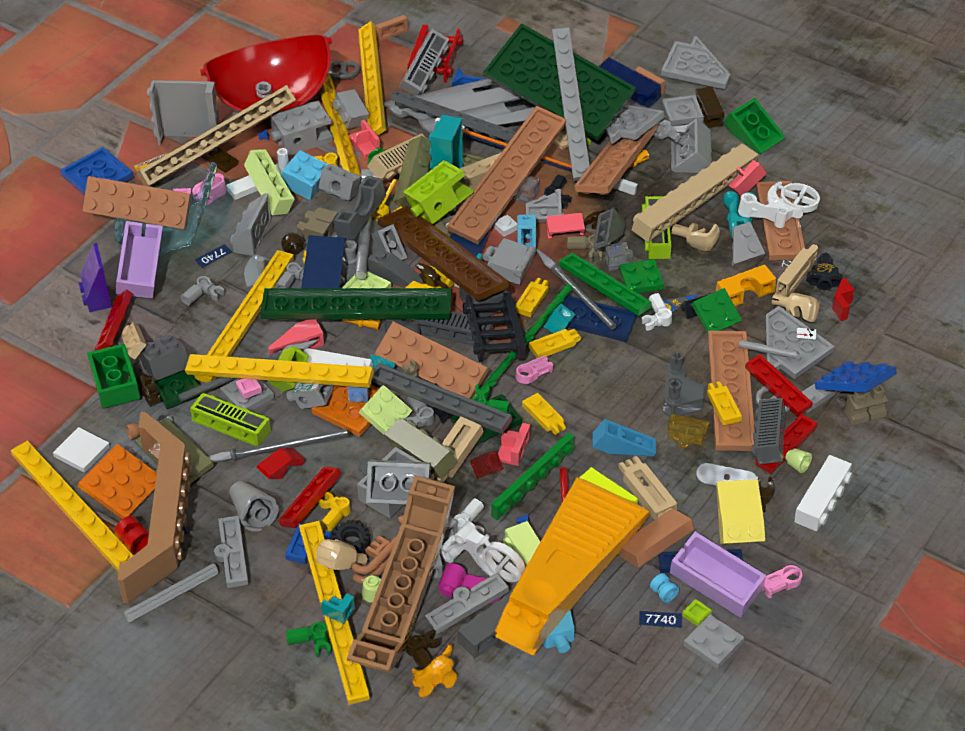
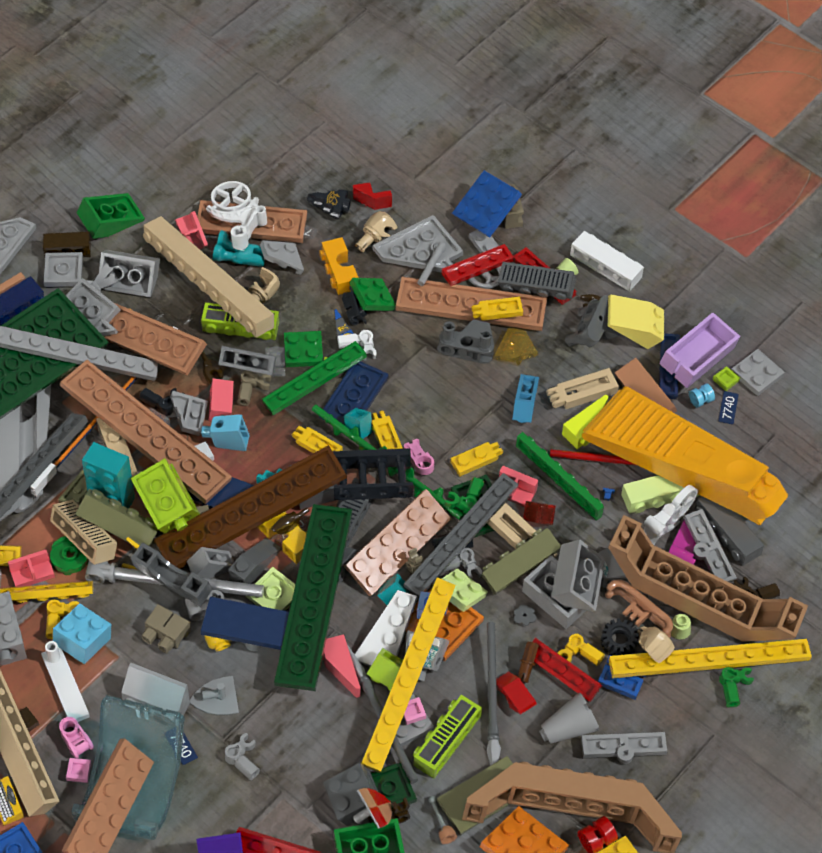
camera: 85 degrees left, 10 degrees up
(133, 340) = (322, 823): tan plate -> none
(139, 259) = (195, 809): lavender piece -> none
(140, 360) = (376, 806): none -> shield
(170, 592) = (668, 805): light grey axle -> none
(248, 309) = (284, 710): yellow plate -> none
(269, 181) = (89, 669): yellowish green brick -> none
(292, 243) = (189, 657): dark brown piece -> none
(293, 272) = (232, 662): light grey bar -> none
(311, 467) = (527, 661): none -> reddish brown axle
(338, 609) = (718, 647): teal panel -> none
(348, 182) = (104, 597): light grey brick -> none
(437, 672) = (784, 578): light orange animal -> none
(469, 514) = (598, 535): white bar -> none
(510, 259) = (264, 453): light grey piece -> none
(560, 273) = (286, 415): dark grey piece -> none
(778, 580) = (698, 312): bright pink piece -> none
(796, 271) = (330, 222): tan hinge -> none
(806, 333) = (413, 231): white sticker -> none

